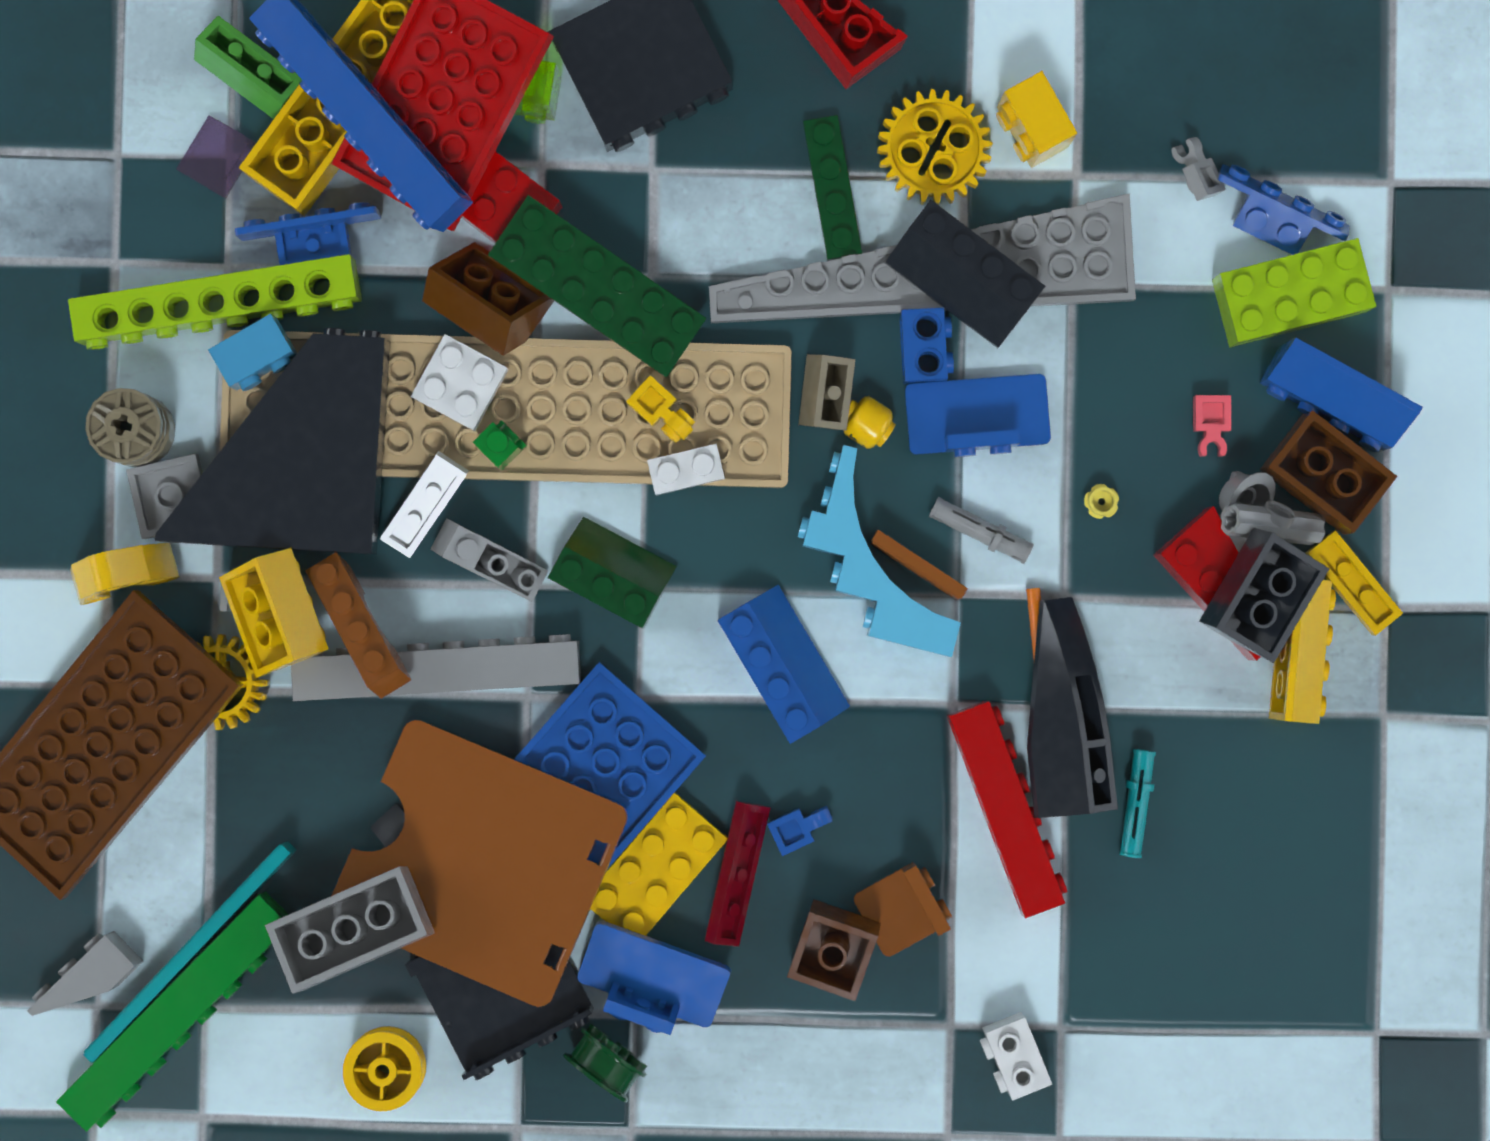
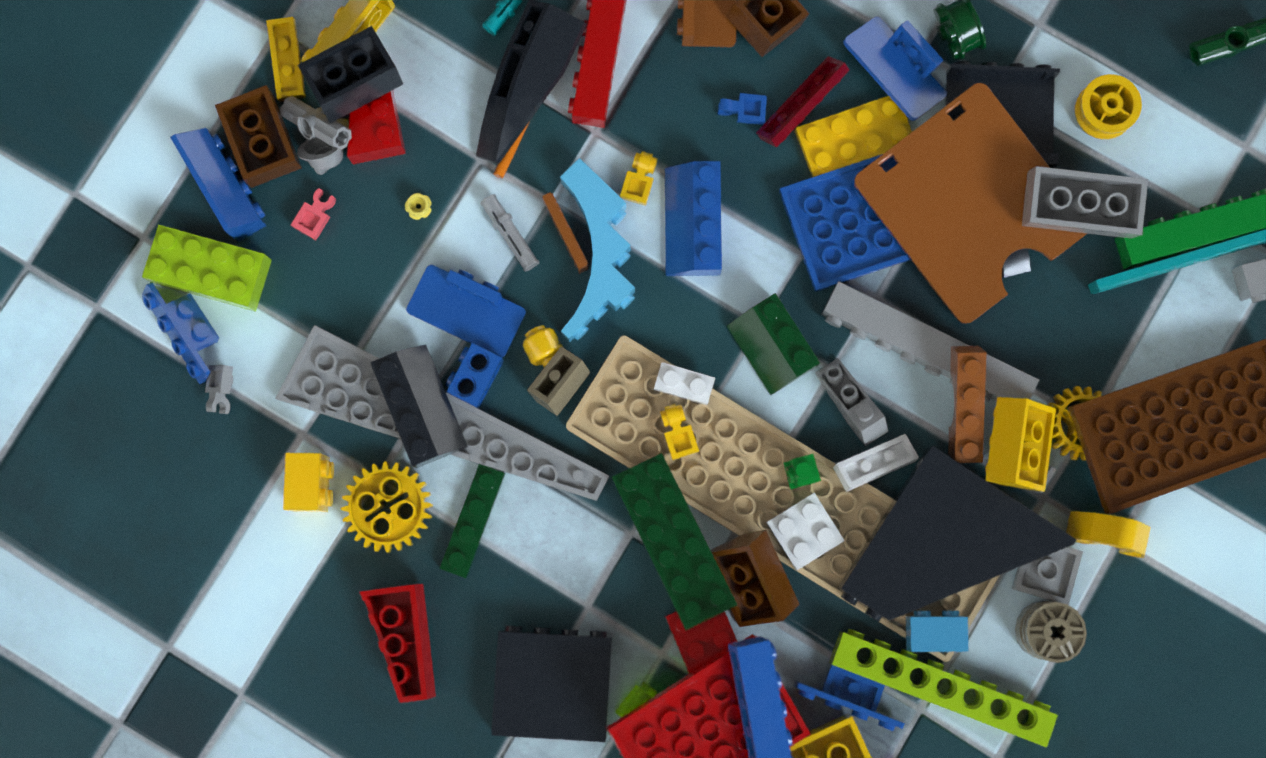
camera: 150 degrees left, 5 degrees down
(870, 665) = (638, 185): none -> yellow plate

